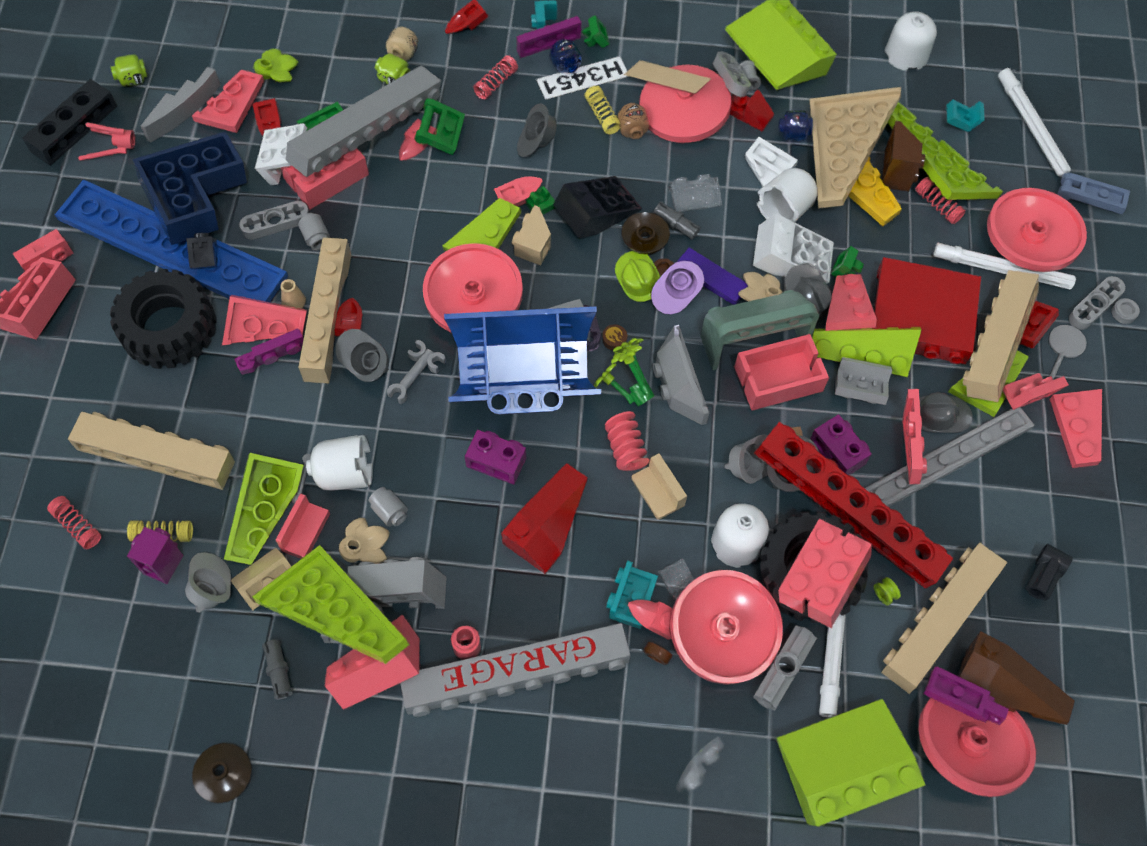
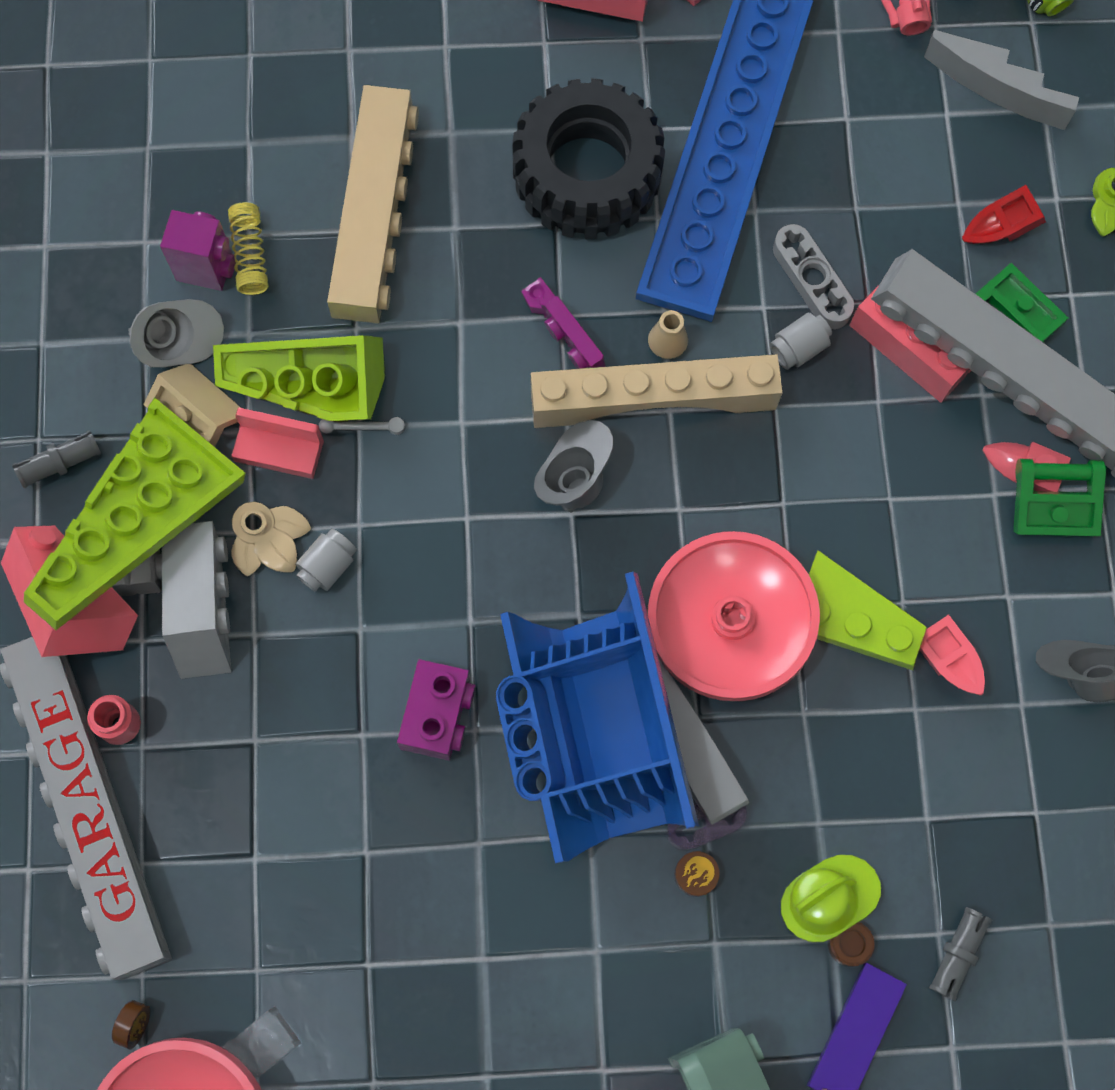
camera: 80 degrees right, 10 degrees up
(92, 535) = (270, 108): coral piece -> none
(183, 177) = (837, 110): dark blue brick -> none
(201, 251) = (716, 180): black bracket -> none
(232, 104) = (1021, 155): coral wing -> none
(260, 320) = (616, 295): coral wing -> none
(273, 151) = (943, 241): white bracket -> none
(341, 463) = (380, 476): white cylinder -> none
(348, 317) = (647, 431): red plate -> none
(423, 357) = (599, 566): light grey bar -> none
(533, 239) = (864, 701): tan slope -> none
(541, 199) = (946, 702): green tile -> none
(544, 522) = (334, 811): red wedge -> none
(595, 205) = (960, 801): black slope -> none
(625, 442) = (491, 921): coral piece -> none
(633, 585) = (222, 970): teal bracket -> none
(640, 391) = (594, 930): plant -> none
(646, 225) = (938, 893): dark brown dish -> none
(652, 616) = (190, 1007): coral plate -> none
(659, 488) = (419, 989): tan panel -> none
(677, 287) = (811, 972): lavender piece -> none
(679, 379) = (632, 997): light grey wedge -> none
(695, 193) = (1026, 982): clear bracket -> none

